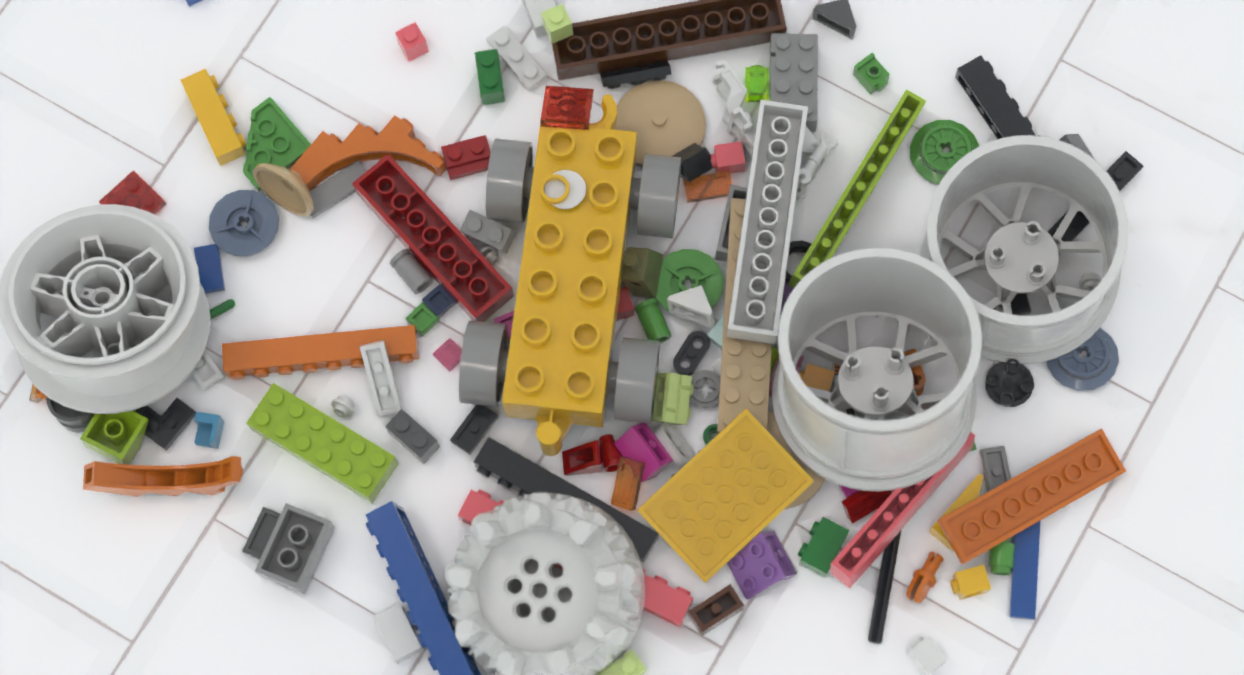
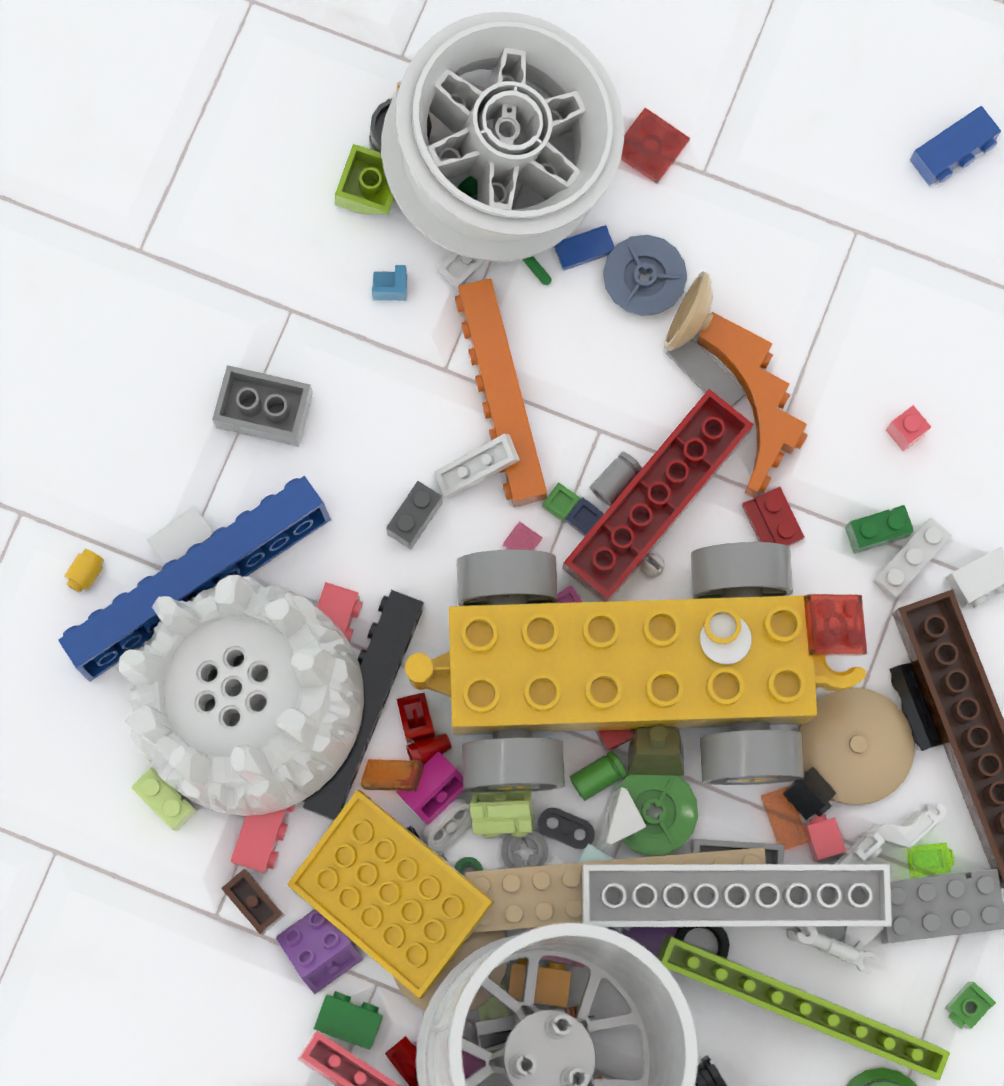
camera: 75 degrees right, 5 degrees up
(167, 427) = (387, 238): black plate -> none
(169, 480) = (321, 242): orange arch -> none
(213, 117) = (771, 215): yellow brick -> none
(261, 533) = (280, 366): dark grey tile -> none
(272, 139) = (752, 288): bright green plate -> none
(322, 443) = (391, 414): lime brick -> none
(343, 406) = (440, 429): white plate -> none
(474, 428) = (432, 583): black plate -> none
(488, 231) = (675, 564): light grey brick -> none
(557, 23) = (955, 597): yellowish green brick -> none

